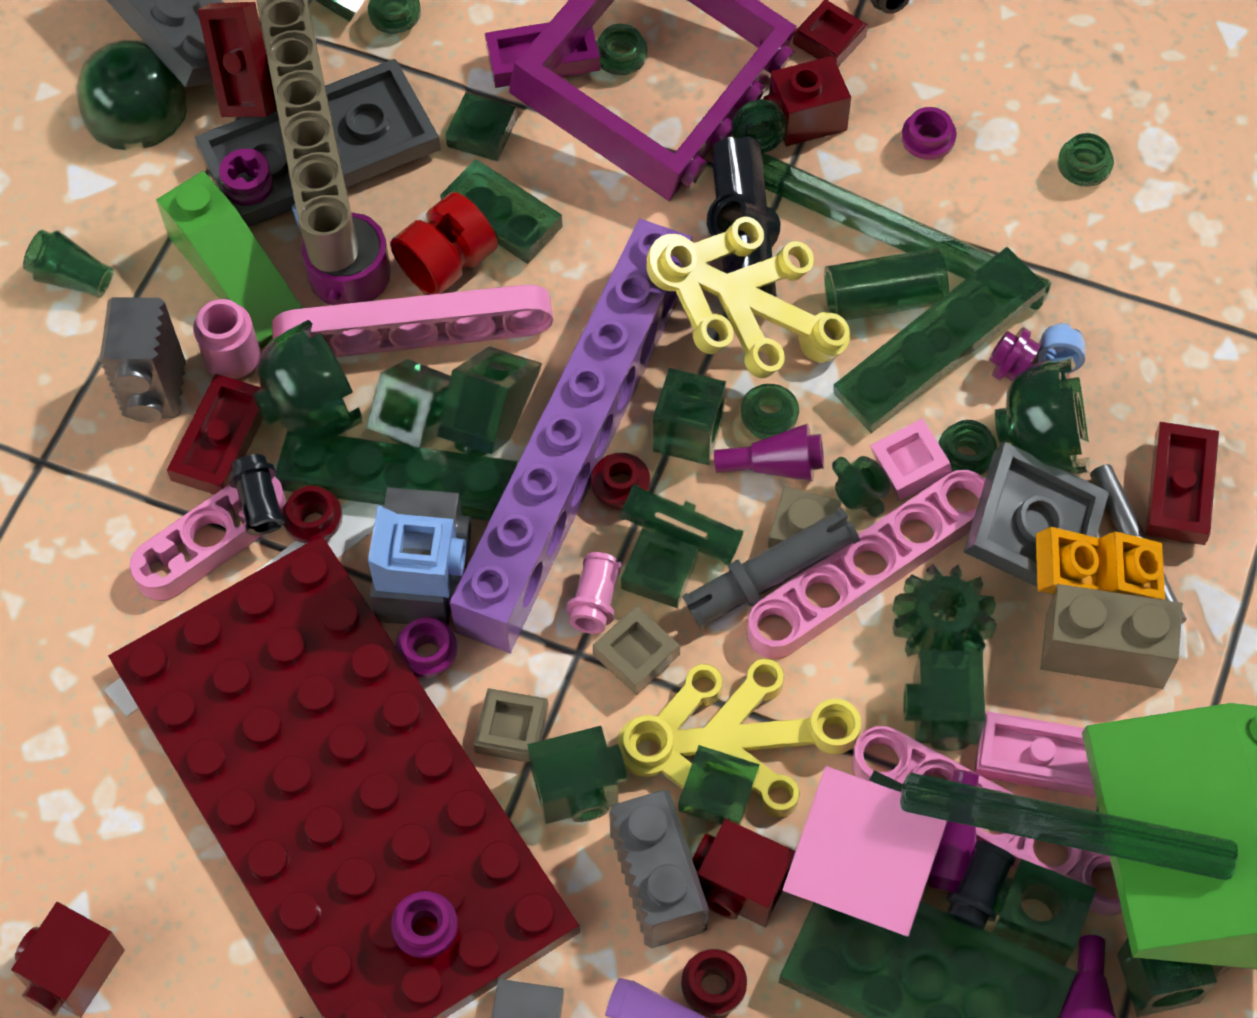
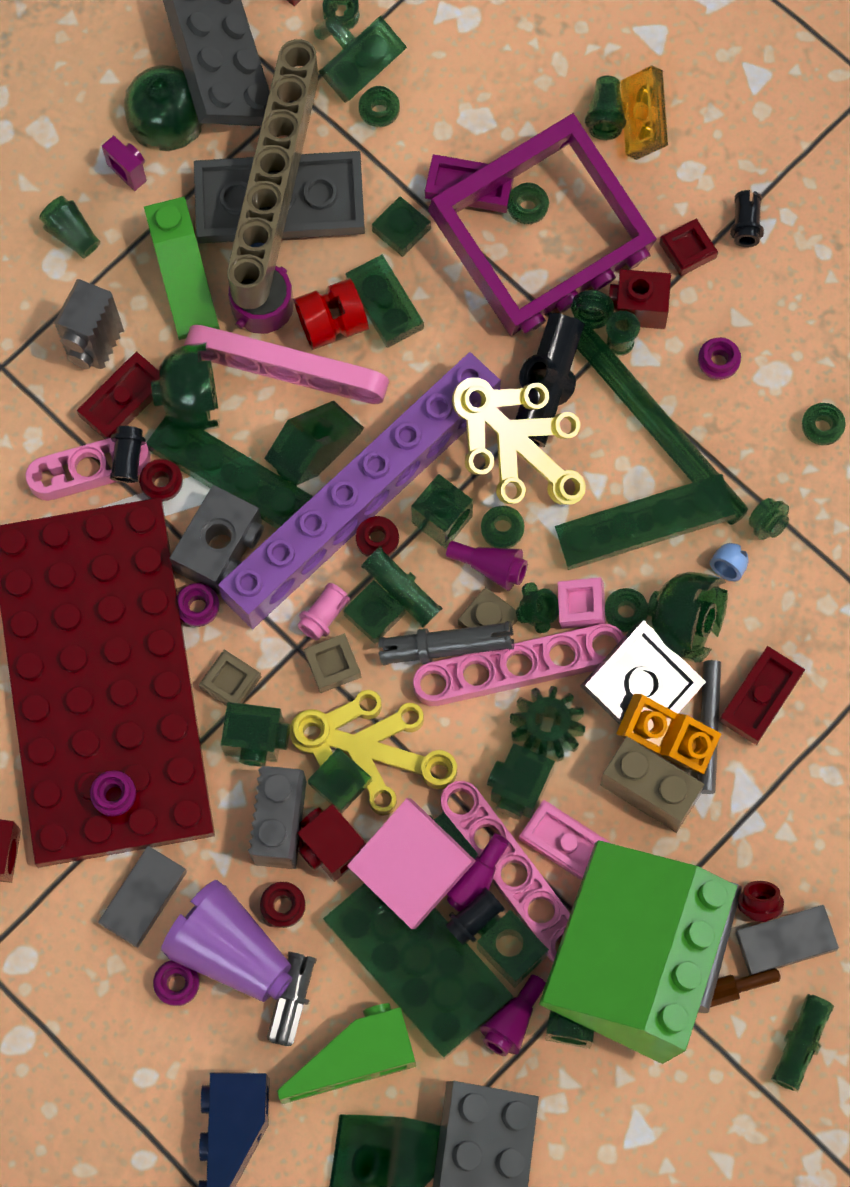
camera: 25 degrees right, 10 degrees up
(107, 169) = (125, 162): none -> magenta plate
(226, 339) = (152, 330): bright pink brick -> none
(237, 59) = (240, 117): dark red plate -> none
(238, 189) = (202, 203): magenta bush -> none
(409, 403) = (254, 426): clear green brick -> none
(415, 554) = (207, 543): light blue window -> none
(805, 136) = (622, 330): none -> clear green pin
(886, 284) = (627, 465): clear green pin -> none
(1013, 354) = (691, 554): magenta plate -> none
(1069, 826) = (537, 905): clear green axle -> none
(1082, 282) = (769, 518): none -> clear green plate

